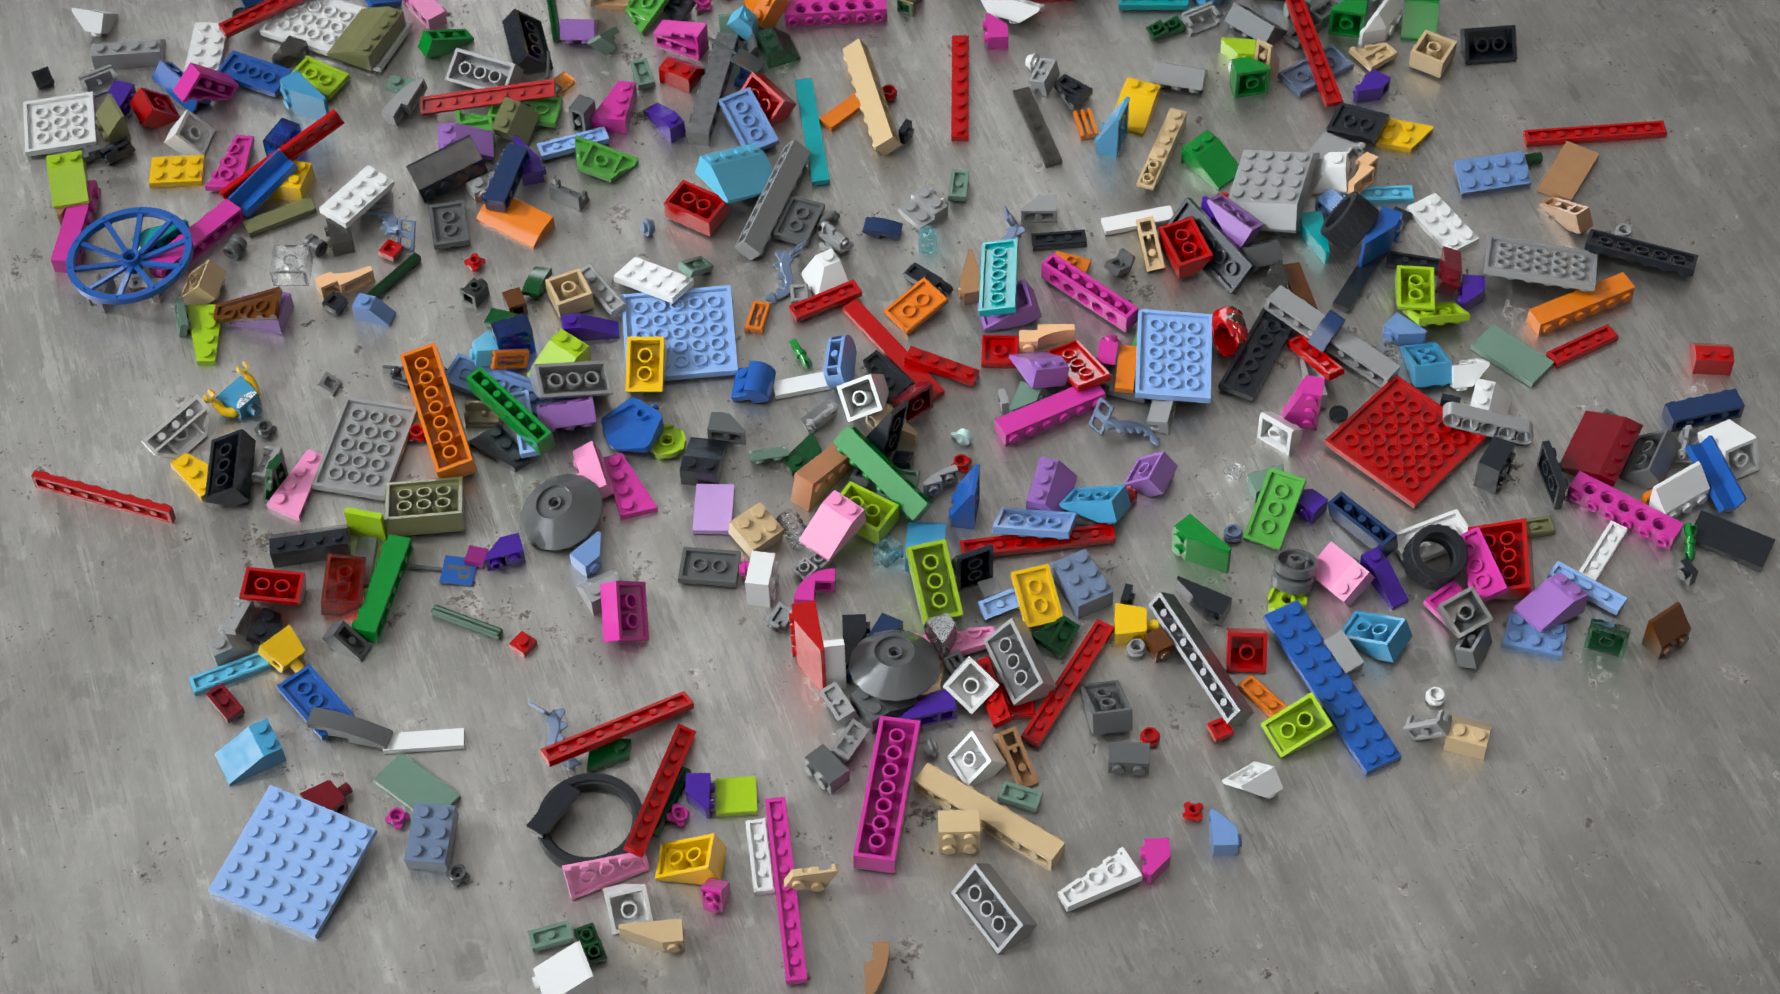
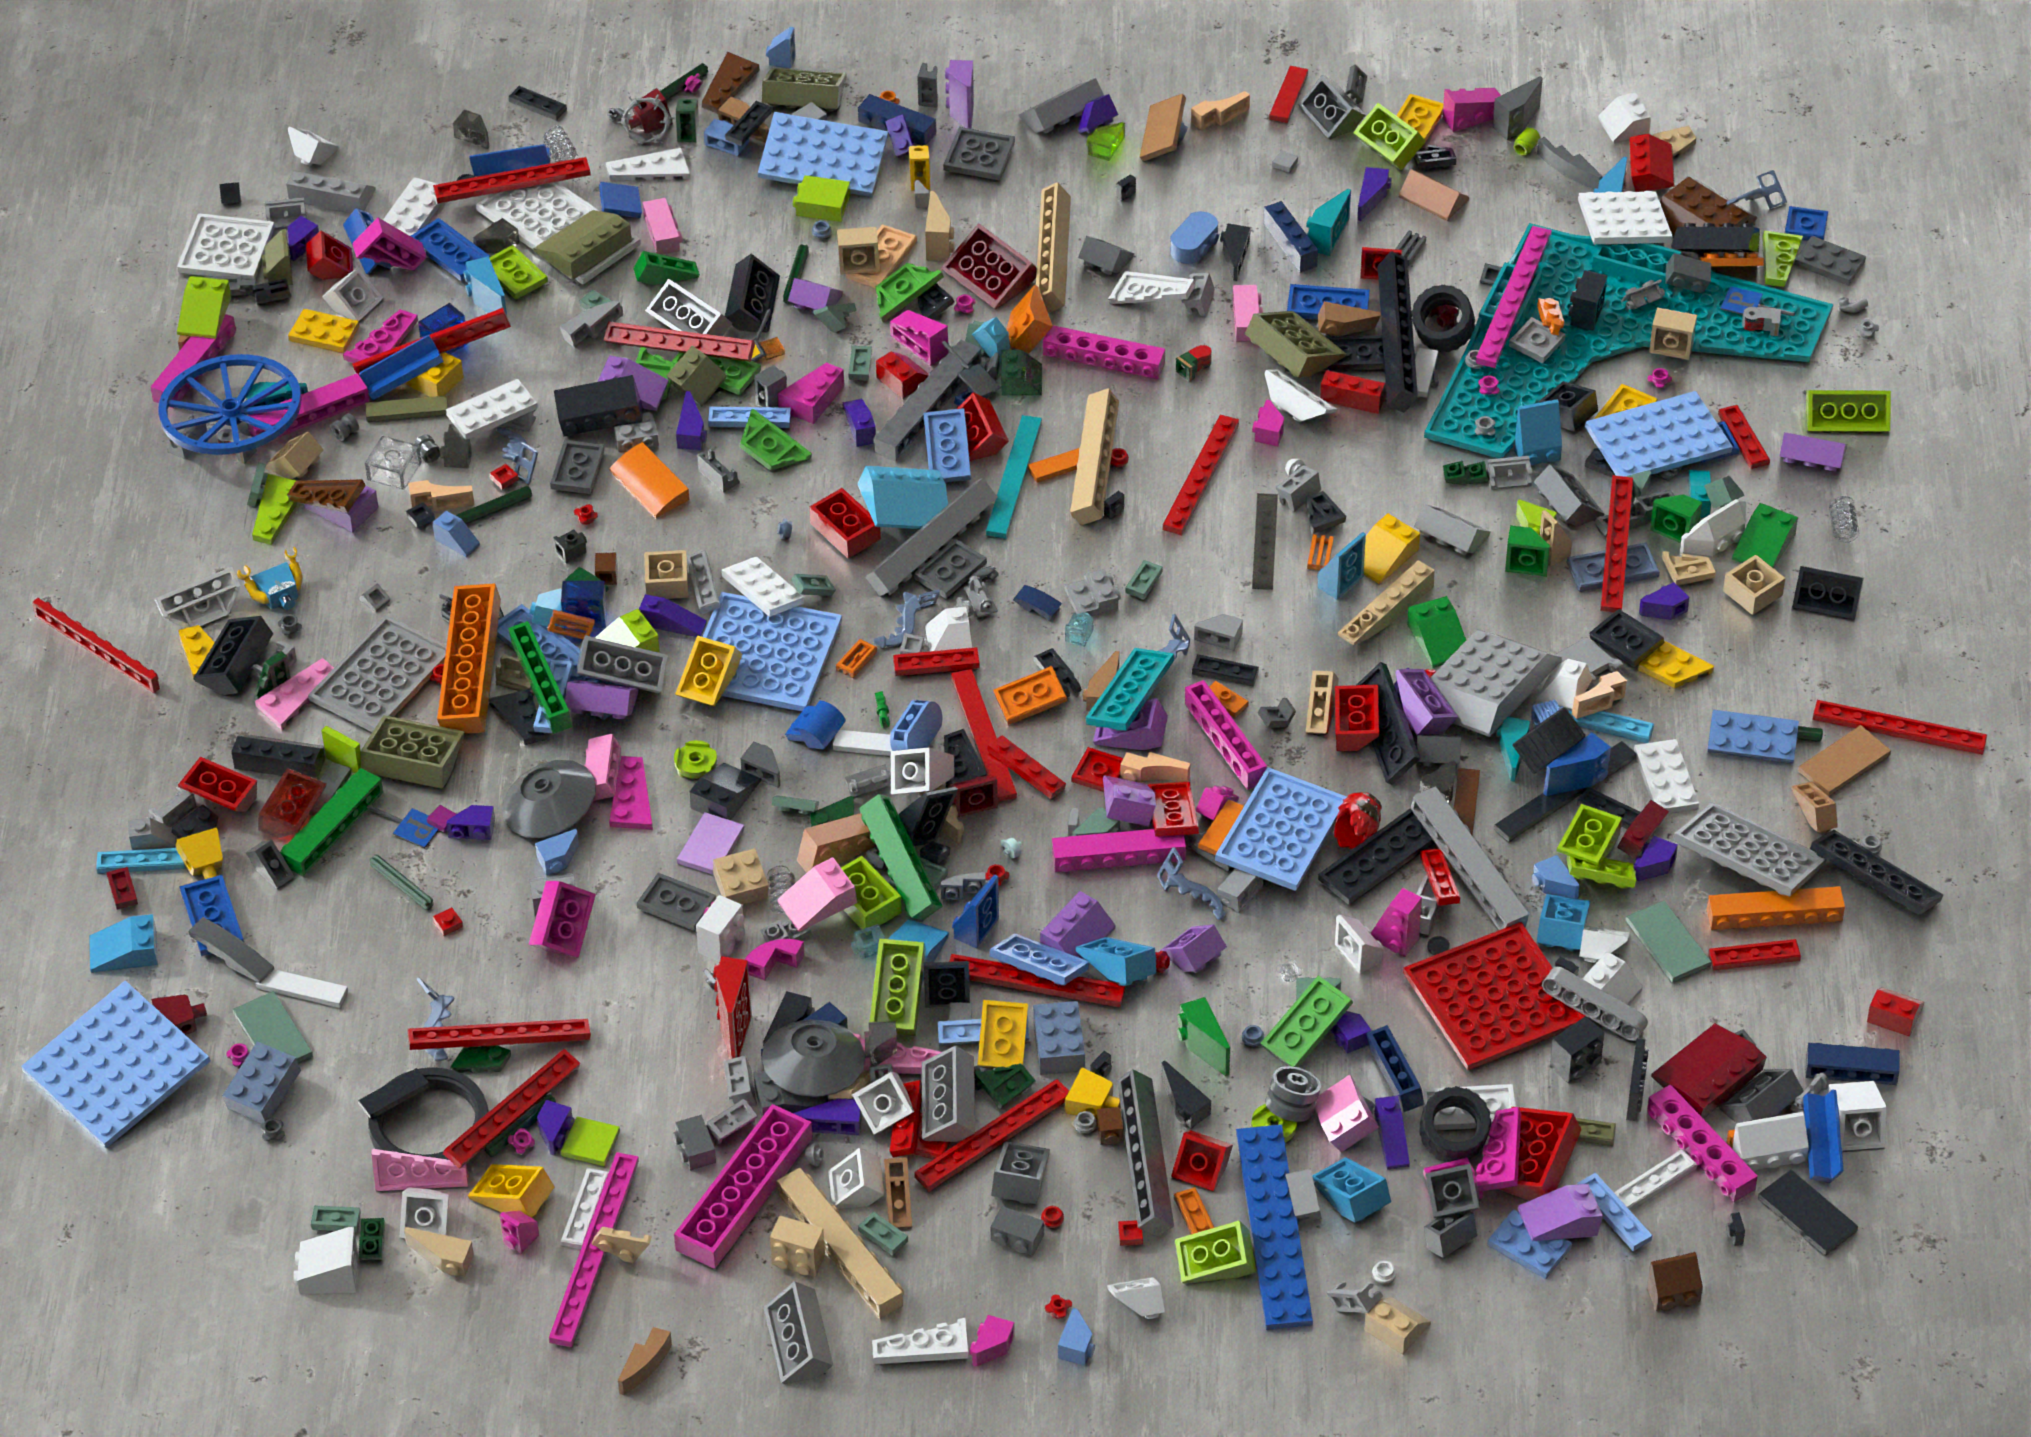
camera: 20 degrees right, 5 degrees down
(506, 177) = (656, 433): dark blue brick -> none
(535, 281) = (634, 555): dark green slope -> none
(633, 426) = (666, 733): blue animal -> none
(835, 662) = (747, 1034): white tile -> none
(1127, 221) = (1302, 672): white tile -> none
(1326, 331) = (1462, 848): dark blue slope -> none
(1607, 637) = (1605, 1268): clear green slope -> none
(1690, 533) = (1760, 1191): green piece -> none

